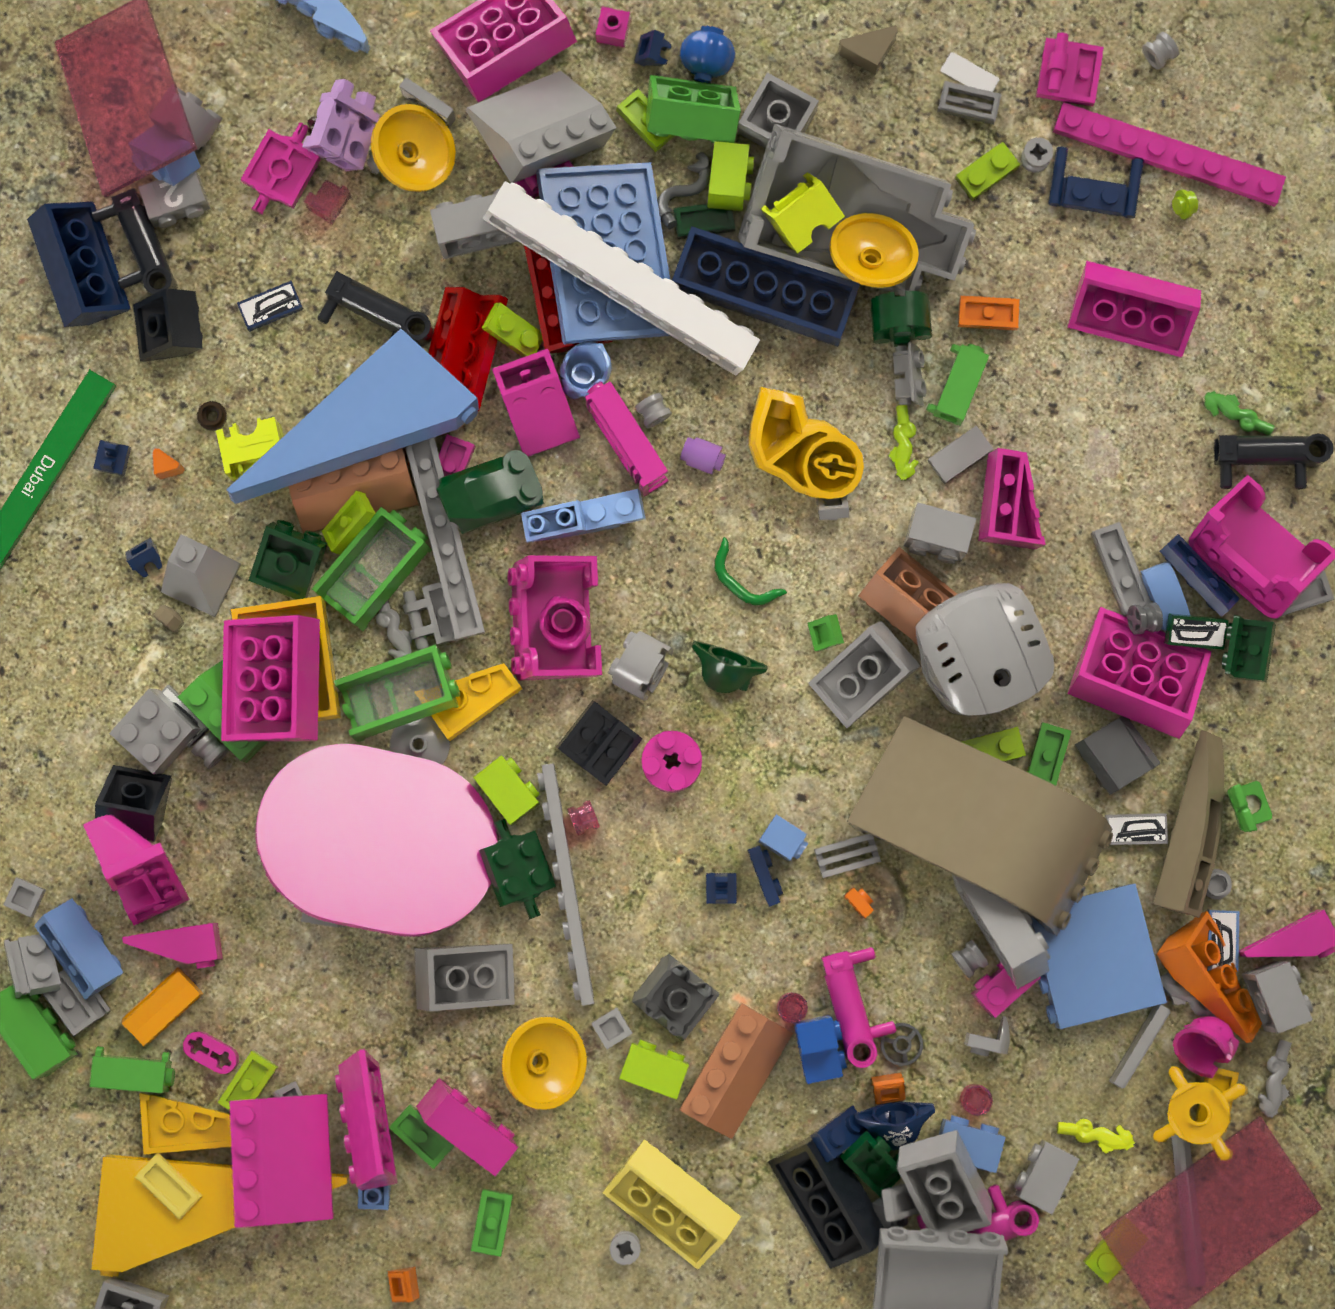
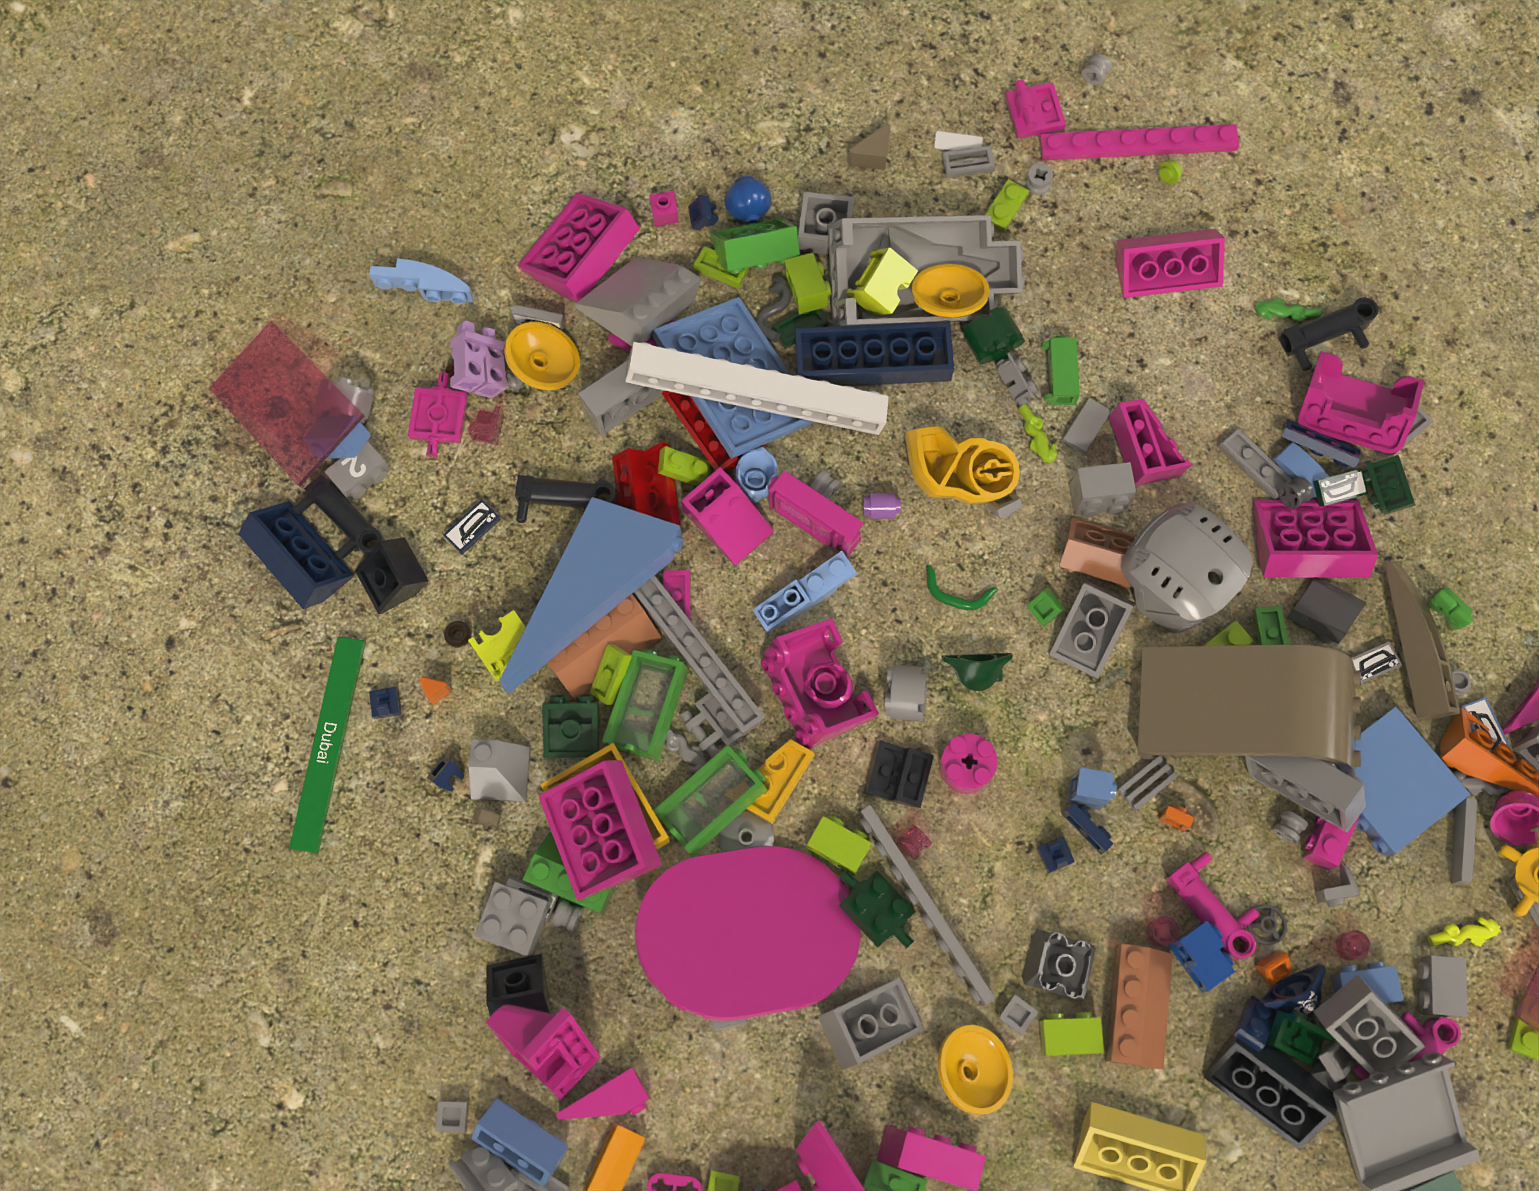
camera: 25 degrees left, 10 degrees down
(491, 491) = (721, 600): dark green slope -> none
(988, 313) = (1058, 309): orange plate -> none
(1094, 194) = (1097, 191): dark blue plate -> none

